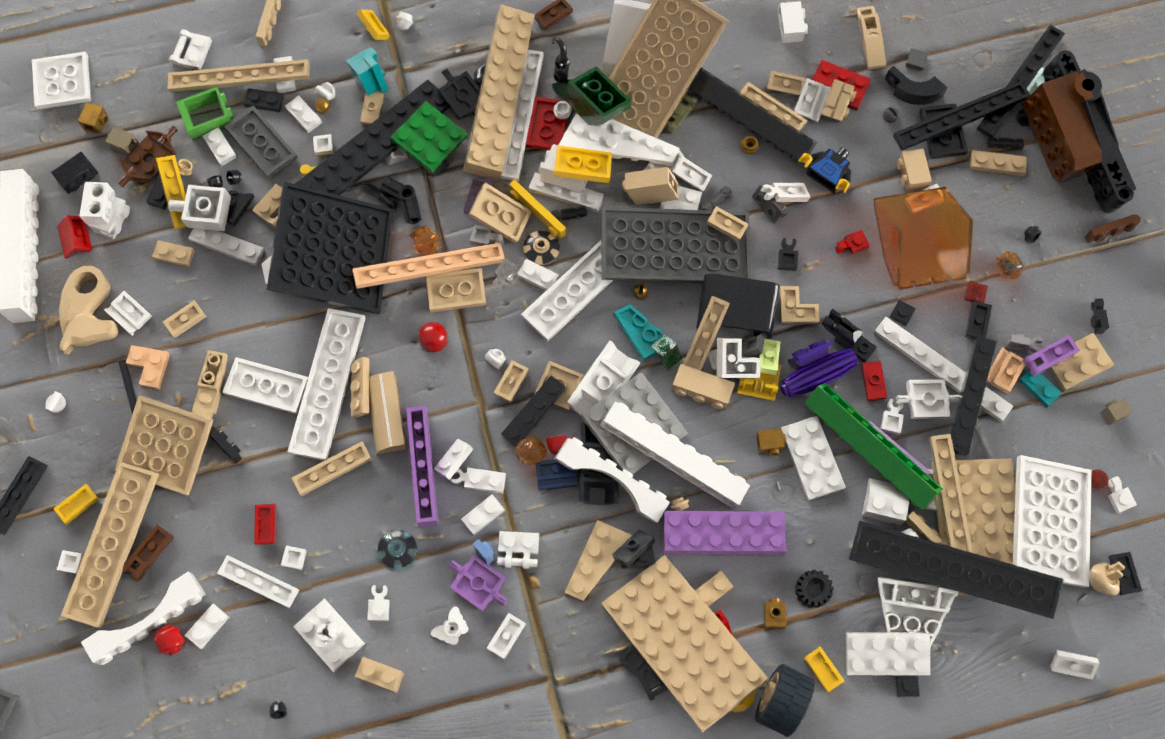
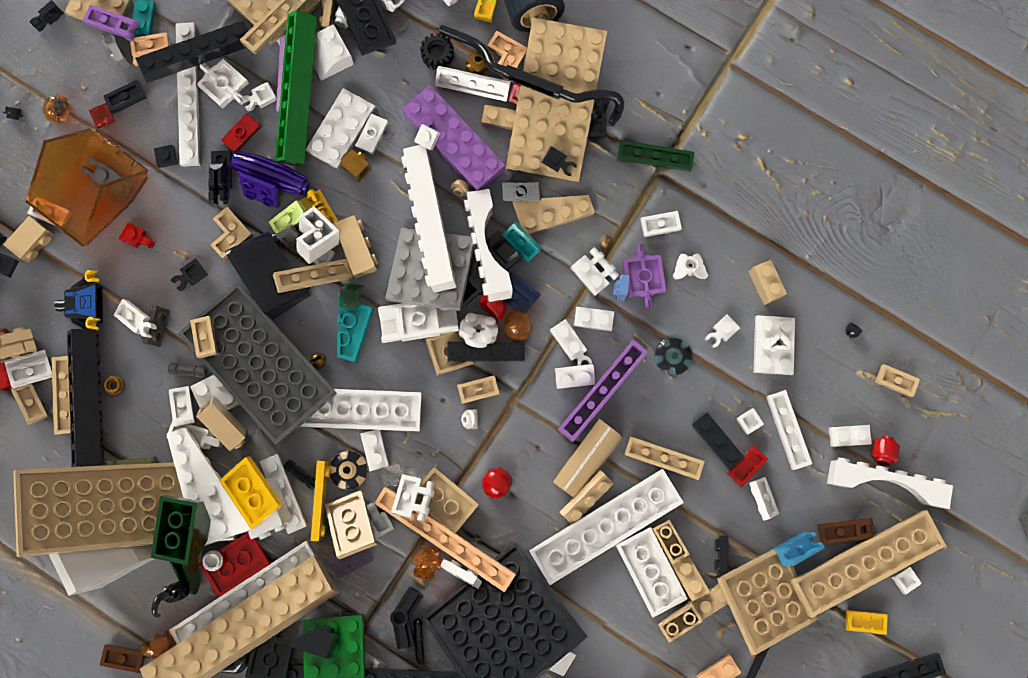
camera: 135 degrees left, 10 degrees up
(172, 501) = (798, 549): none -> dark azure hinge
(207, 705) = (897, 380): none -> tan plate
(230, 513) = (764, 498): none -> white plate
(251, 412) = (680, 561): none -> tan slope
(303, 519) = (718, 441): none -> black plate
(395, 255) = (455, 569): none -> white plate
(441, 126) = (317, 641): none -> black slope
(481, 263) = (407, 496): none -> white plate
(540, 36) = (158, 646): none -> clear orange hair
(556, 407) = (476, 321): none -> white plate
(565, 686) = (655, 155): none -> dark green plate
(592, 512) = (521, 241): none -> teal plate
(632, 595) = (555, 160): none -> black plate
(706, 631) = (540, 84): none -> black piece
(741, 508) = (427, 137): none -> white plate
(760, 592) = (472, 83): none -> white plate
(760, 648) = (511, 52): none -> light nougat plate
(786, 477) = (371, 134): none -> white plate
(922, 257) = (102, 174): none -> dark grey hinge

